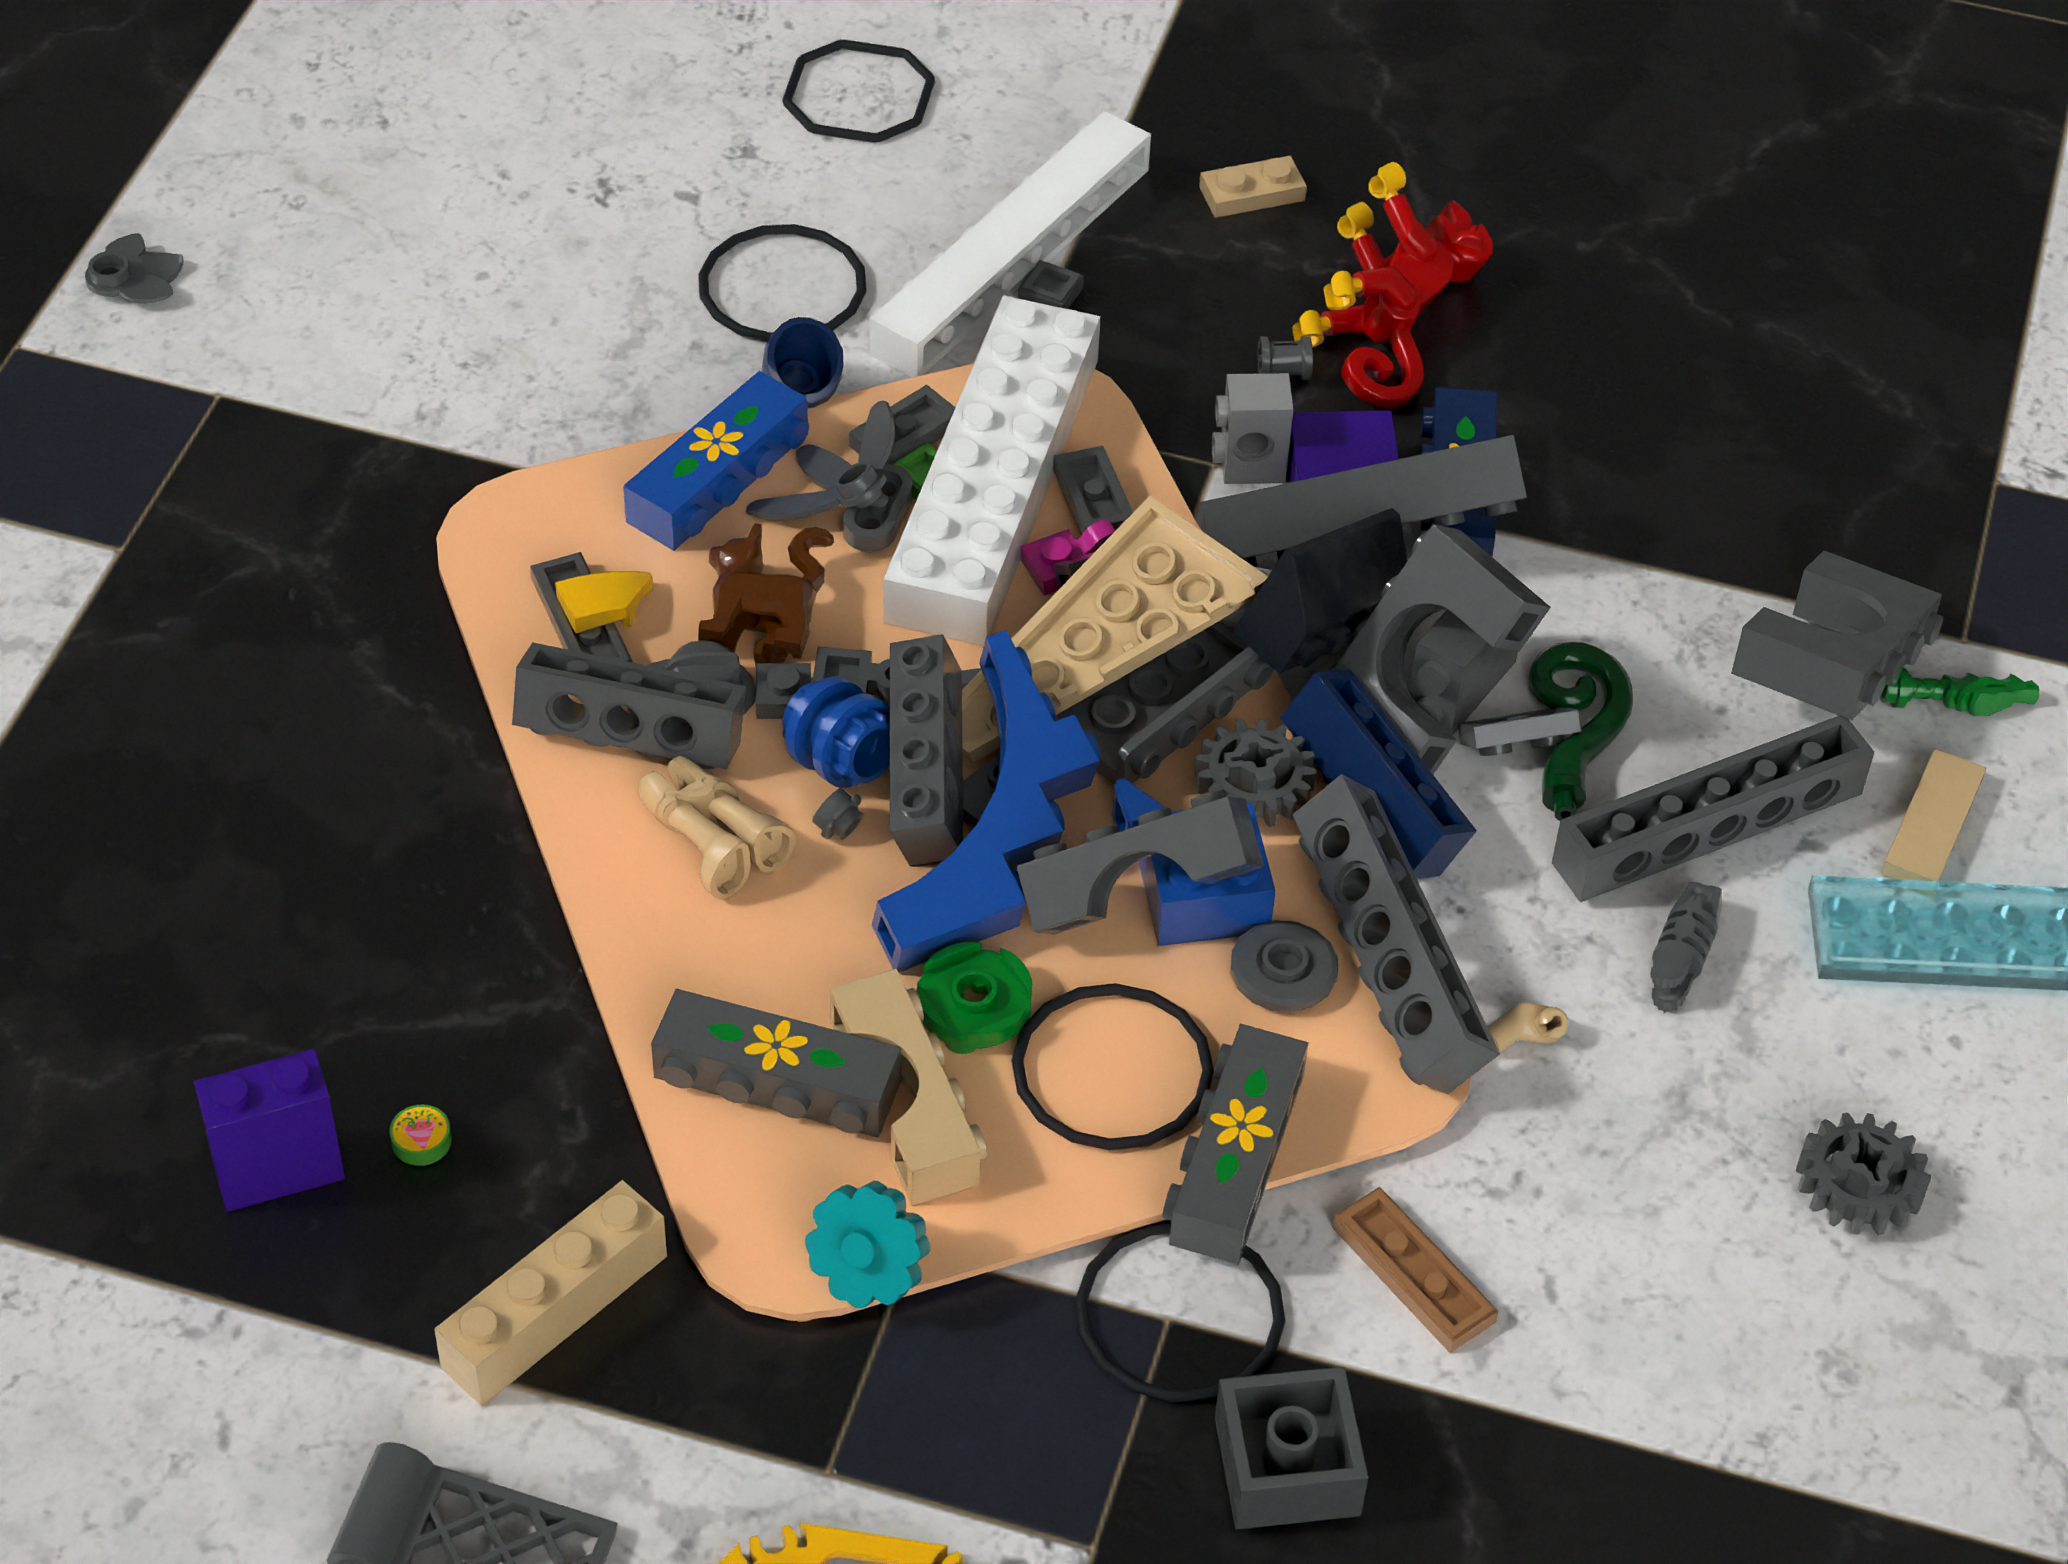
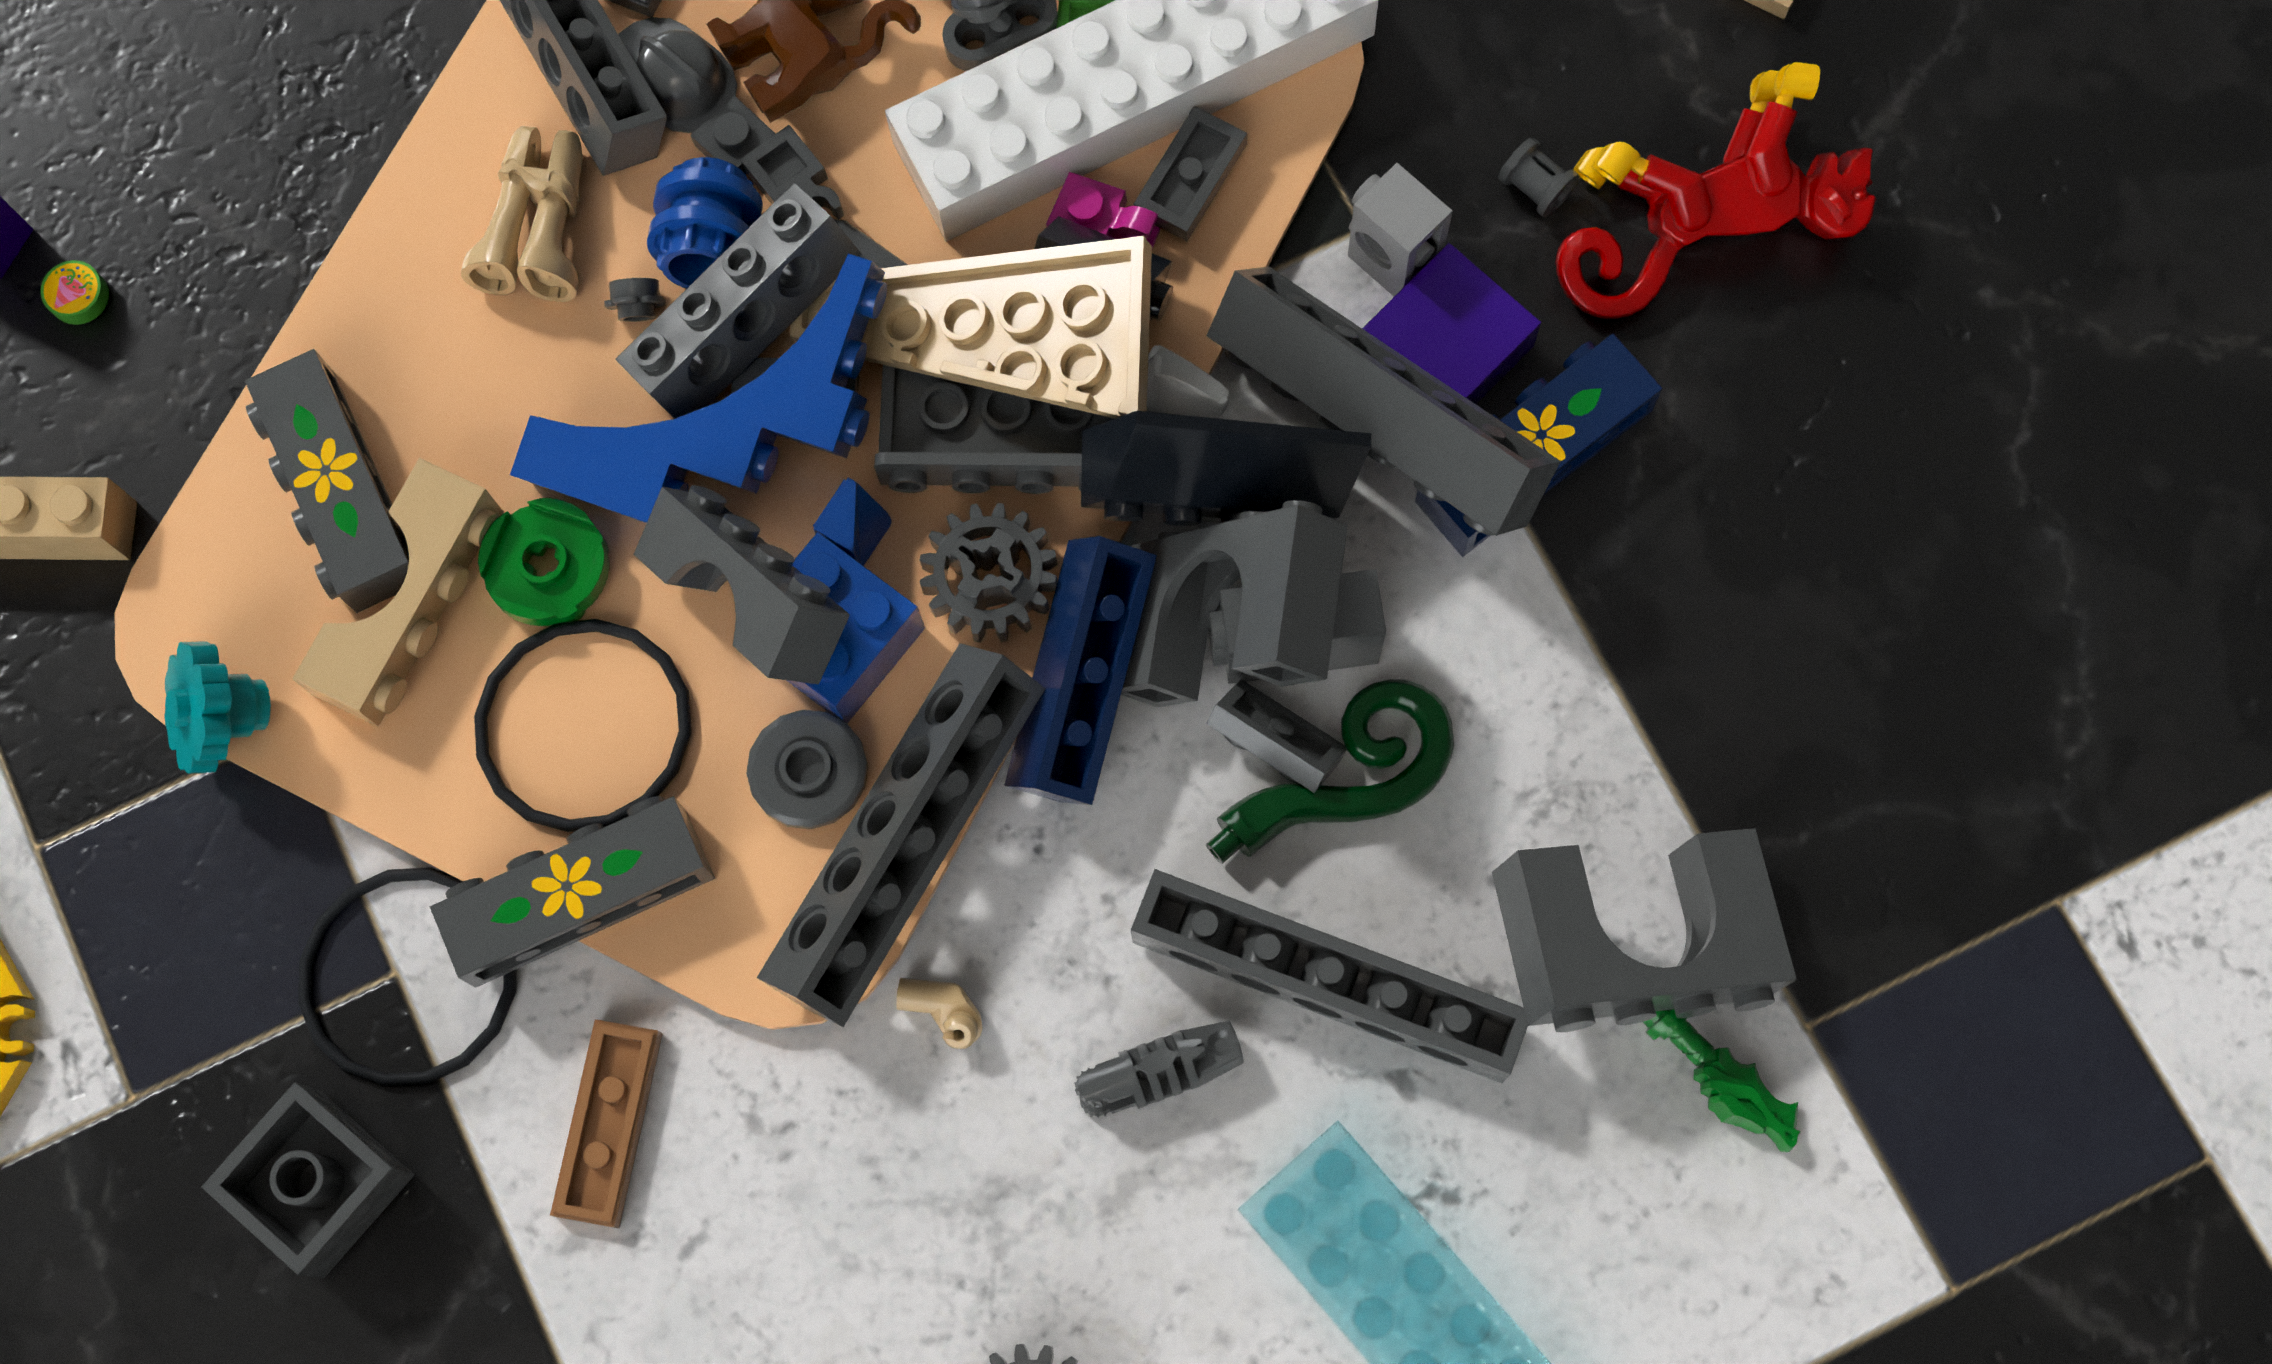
camera: 55 degrees right, 25 degrees up
(1934, 818) = (1532, 1170): tan tile -> none

